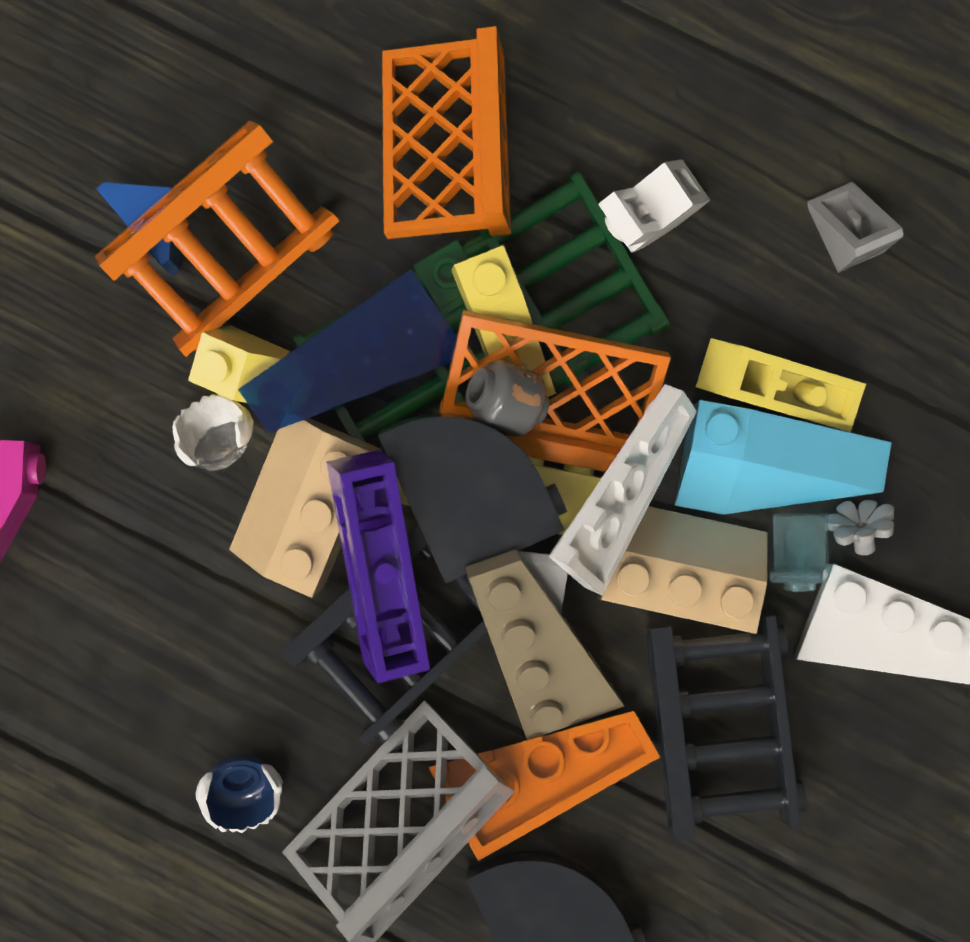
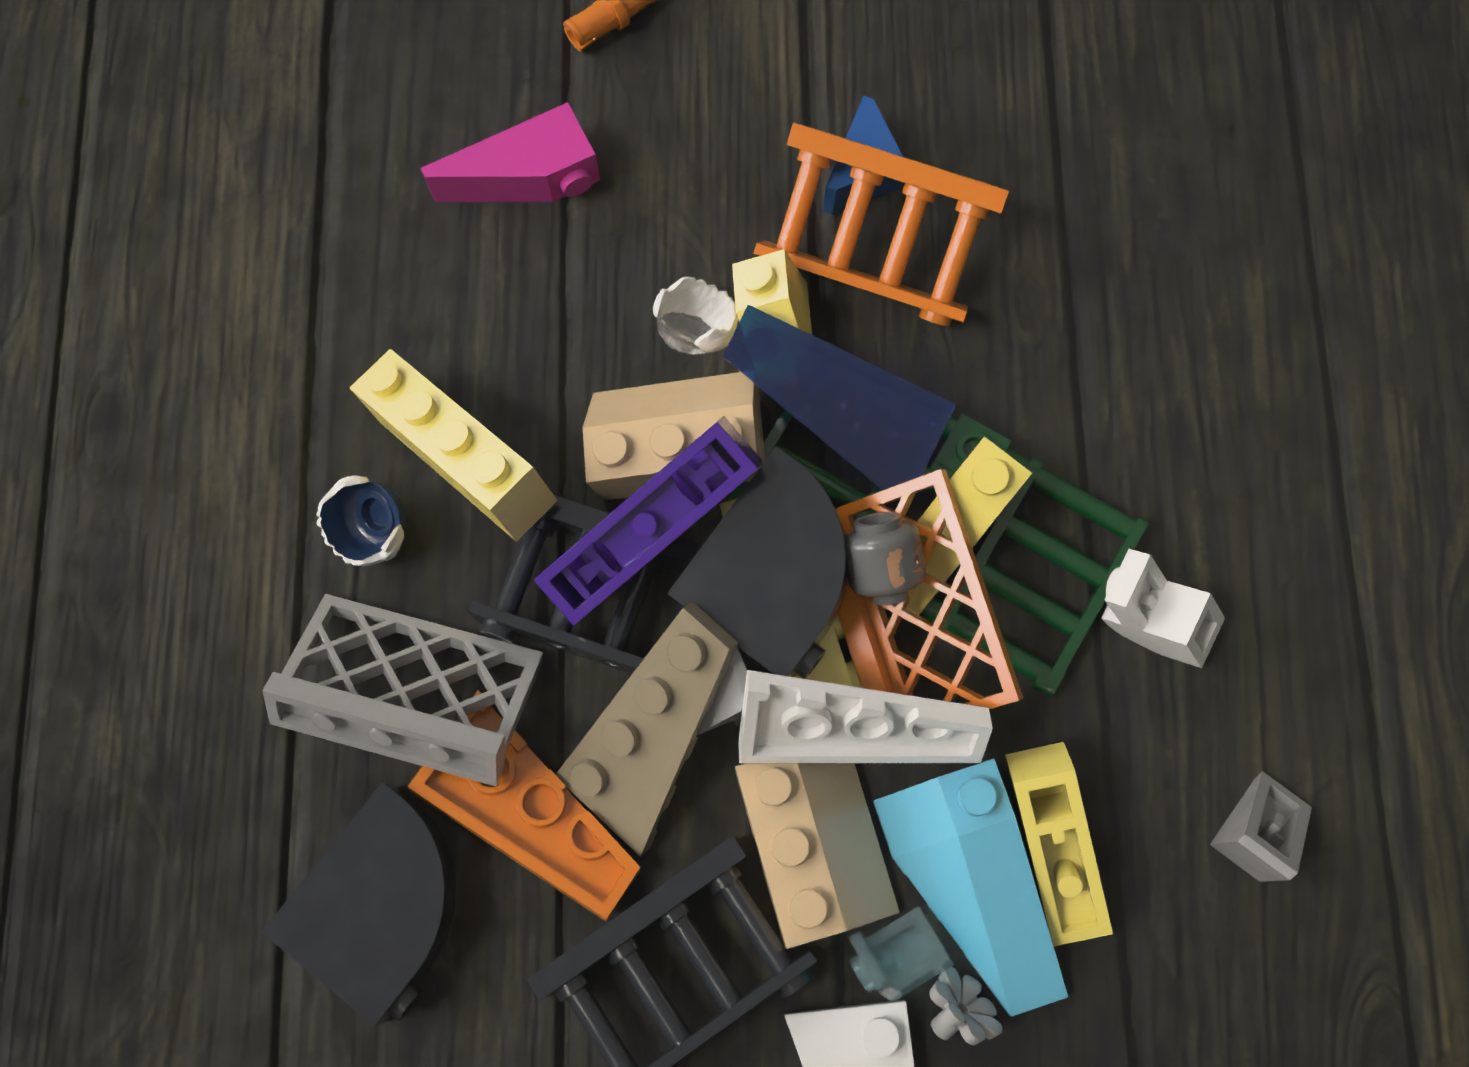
camera: 60 degrees right, 10 degrees down
(220, 689) = (455, 444): none -> light yellow brick
(488, 129) = (1121, 420): orange fence -> none

